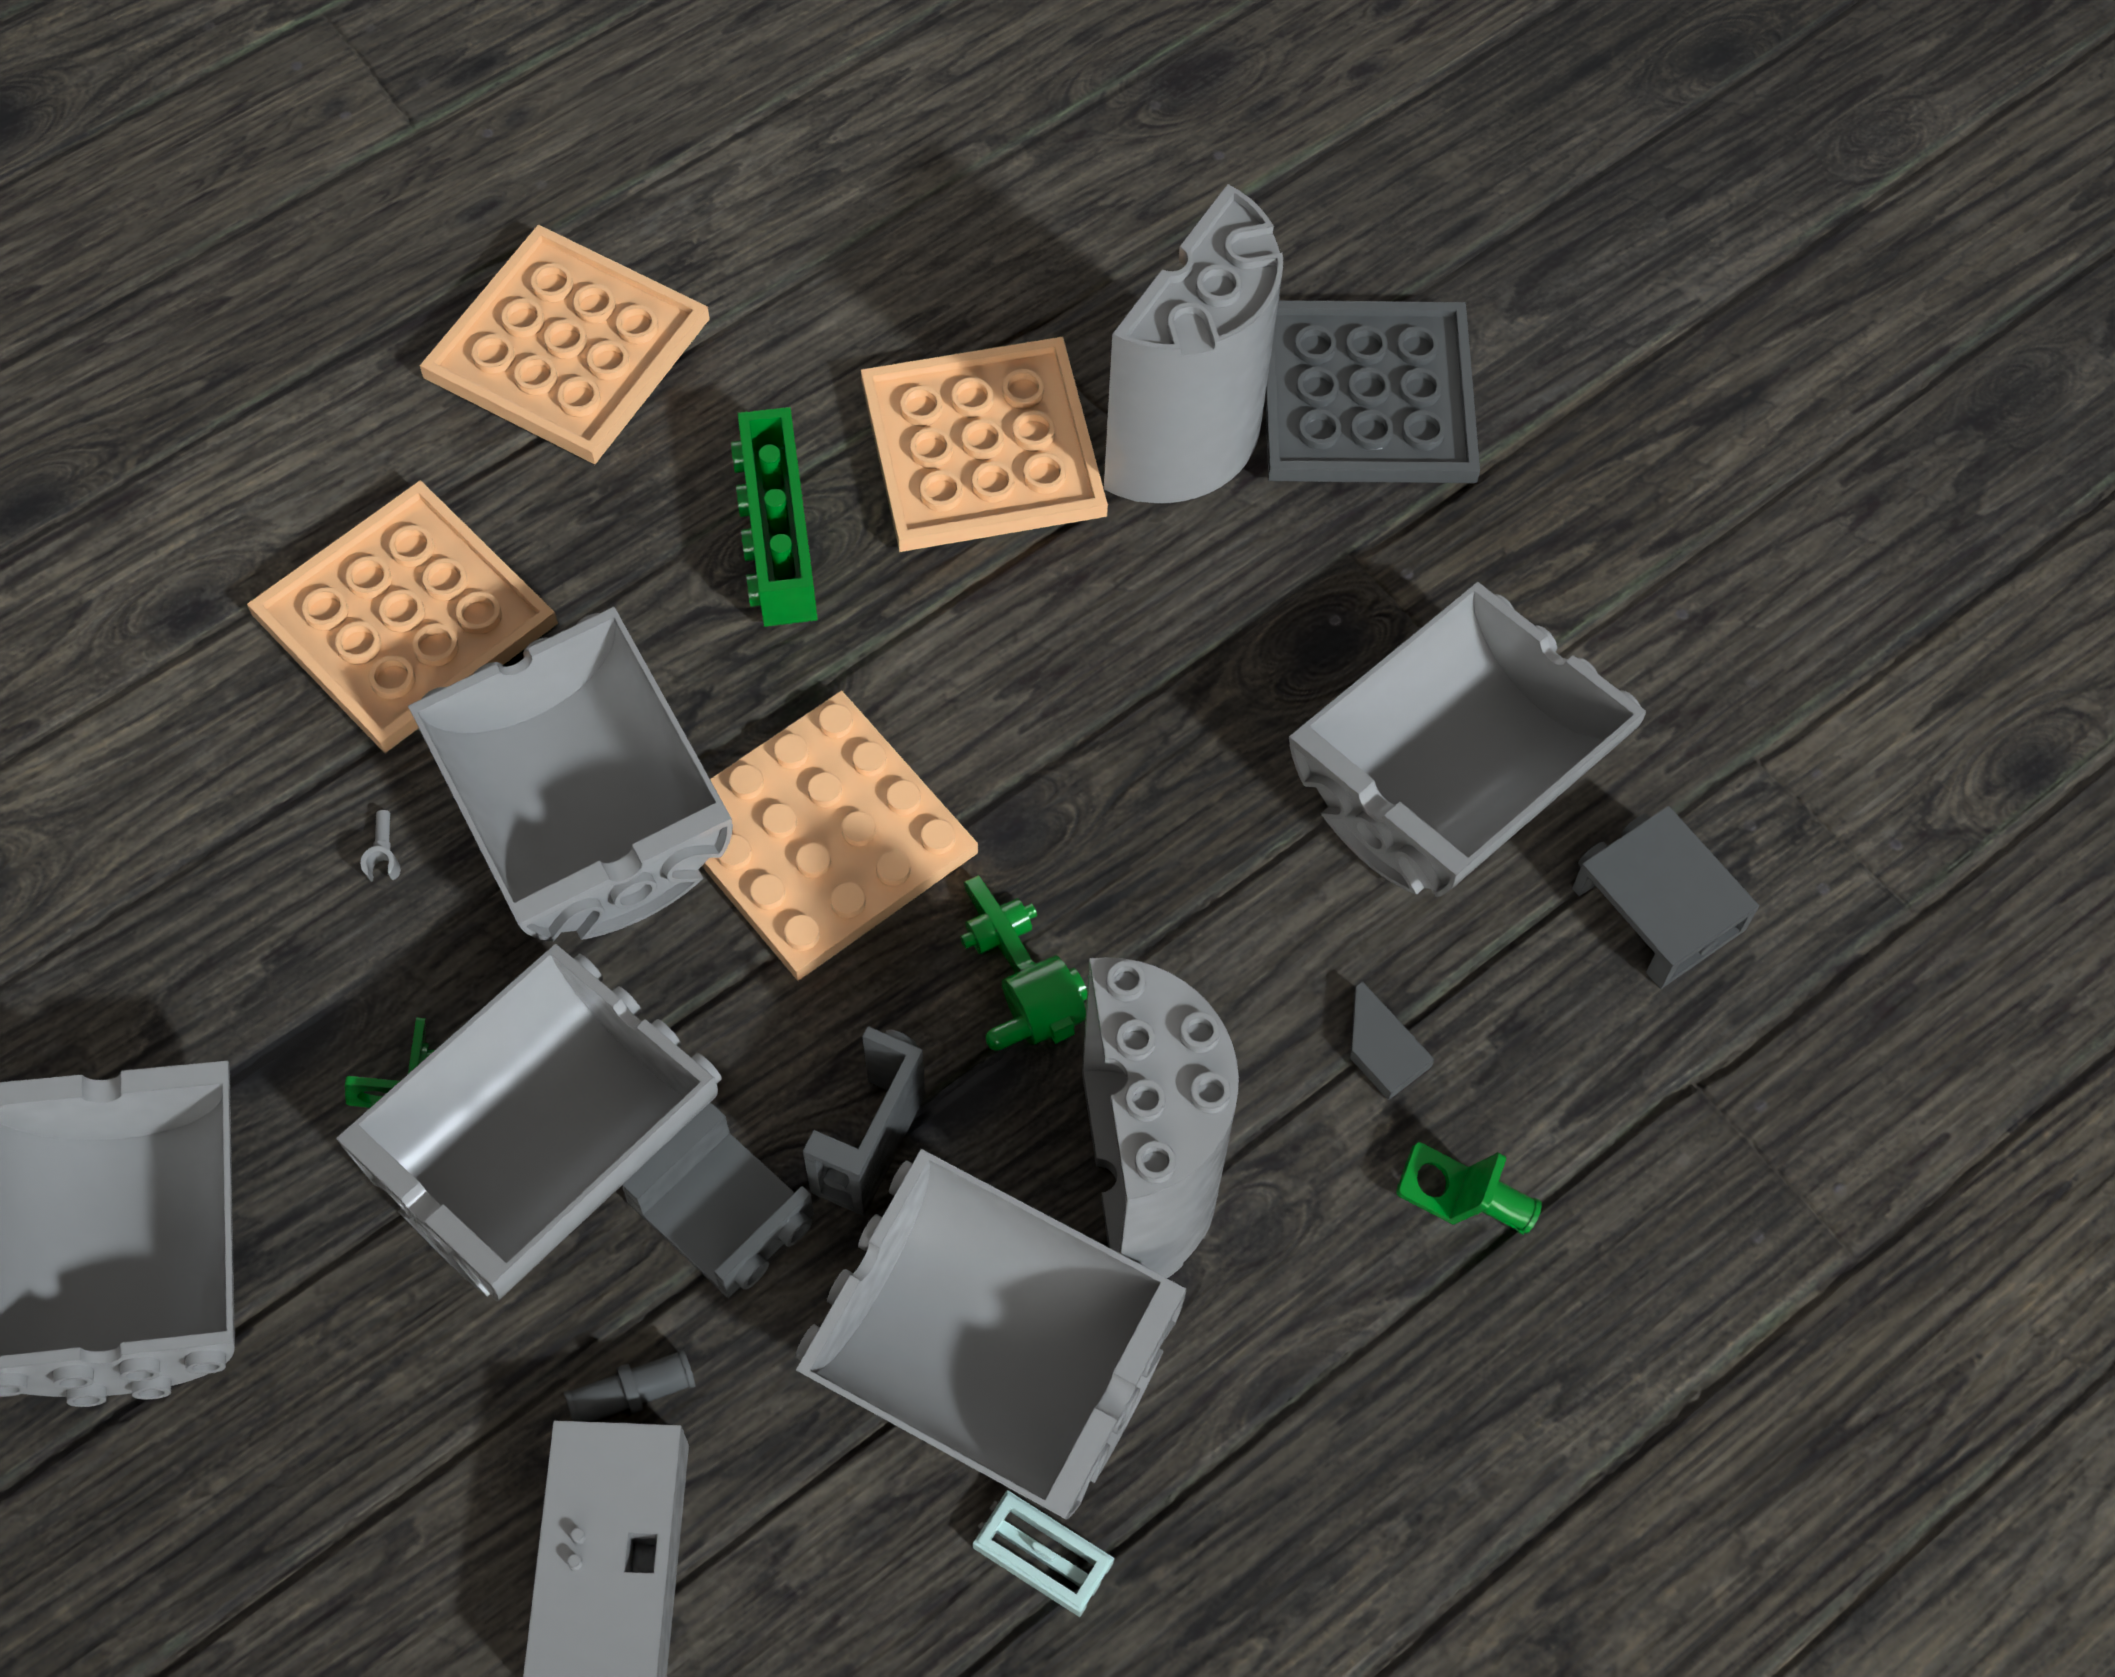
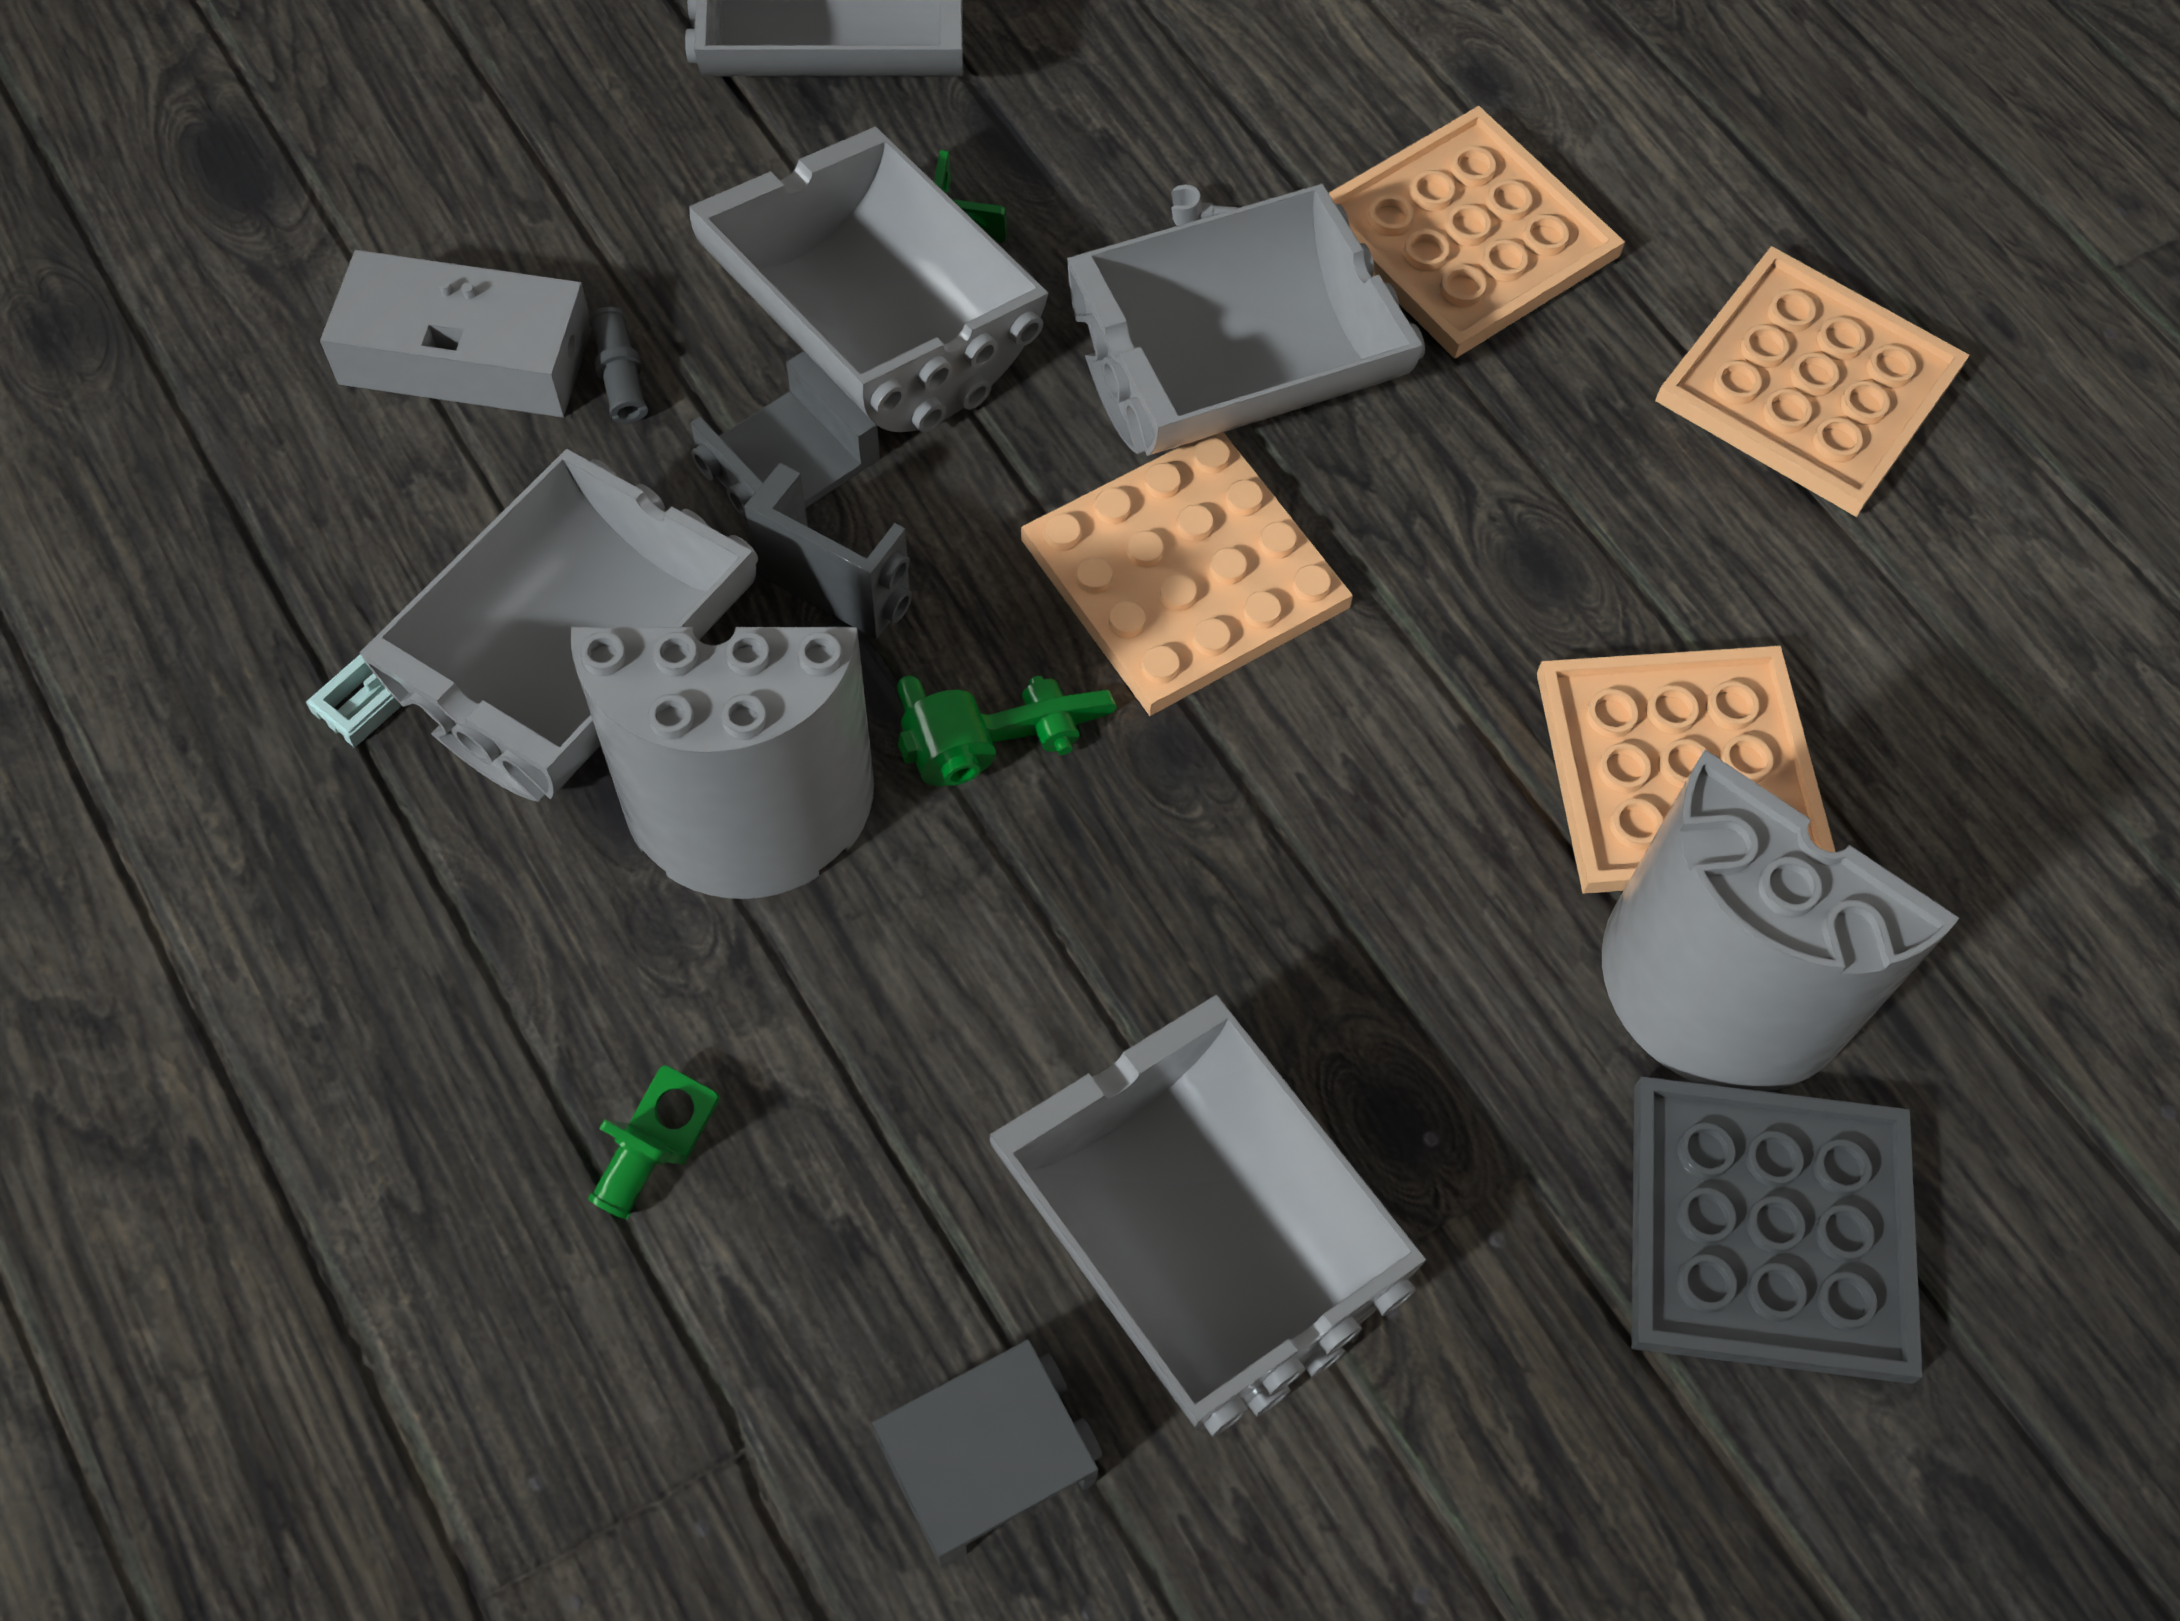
camera: 95 degrees right, 0 degrees up
(776, 516) = (1572, 540): green brick -> none
(1384, 1046) = (850, 1087): dark grey tile -> none

